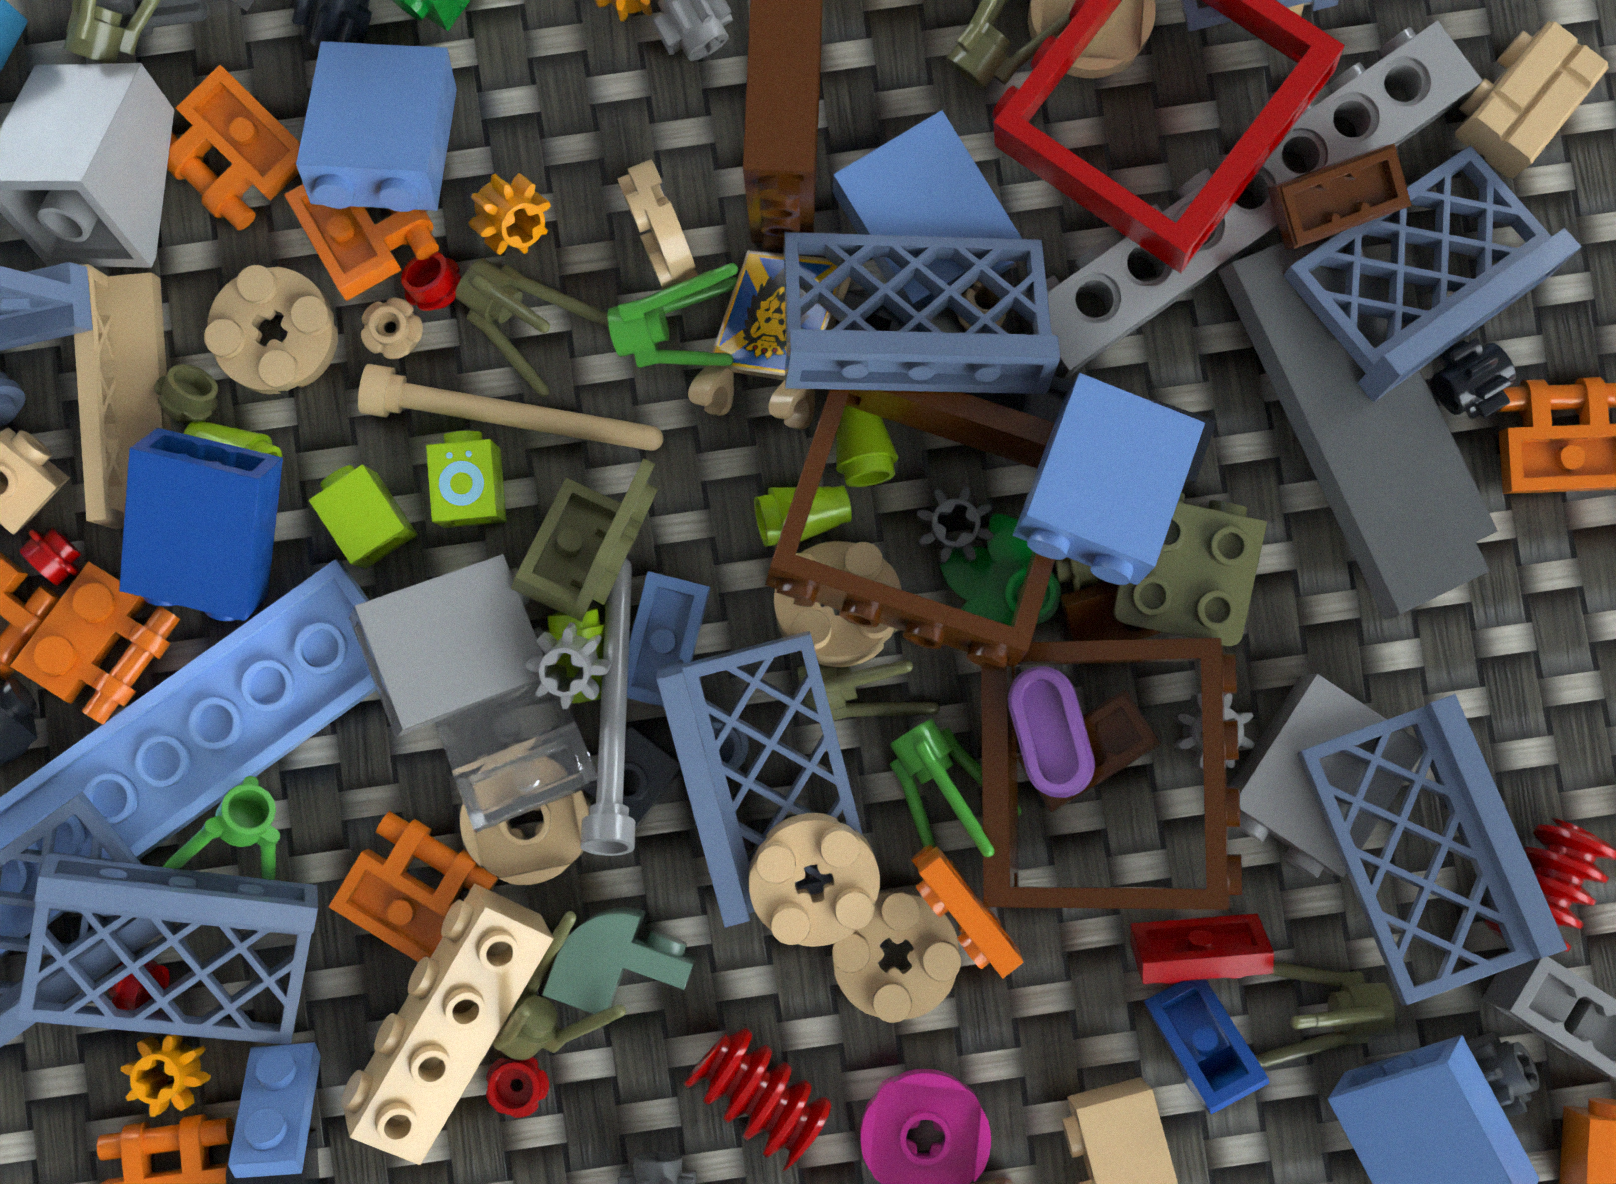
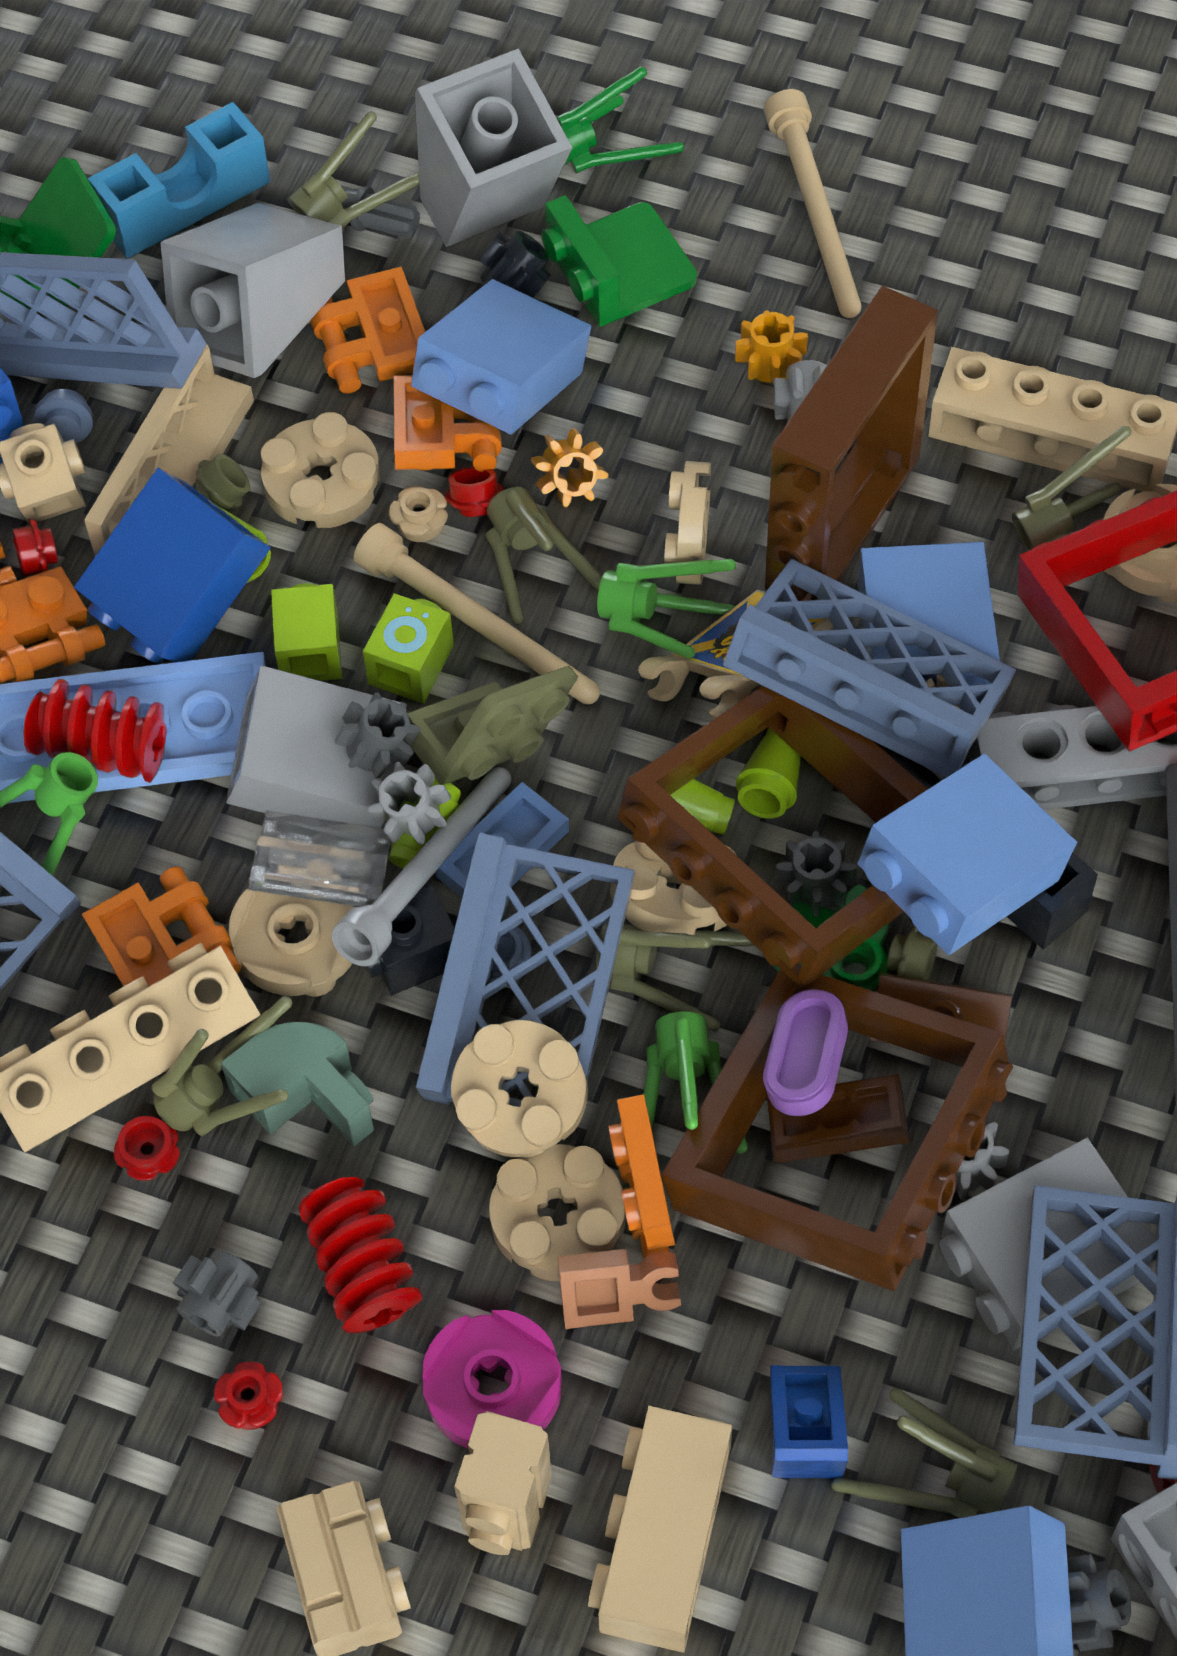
camera: 30 degrees right, 25 degrees down
(236, 738) = (97, 732): none -> red piece
(501, 599) = (377, 734): none -> dark grey gear
(979, 1007) = (604, 1287): none -> nougat plate
(1200, 576) = (1017, 987): olive bracket -> none
(1201, 948) = (822, 1332): red plate -> none

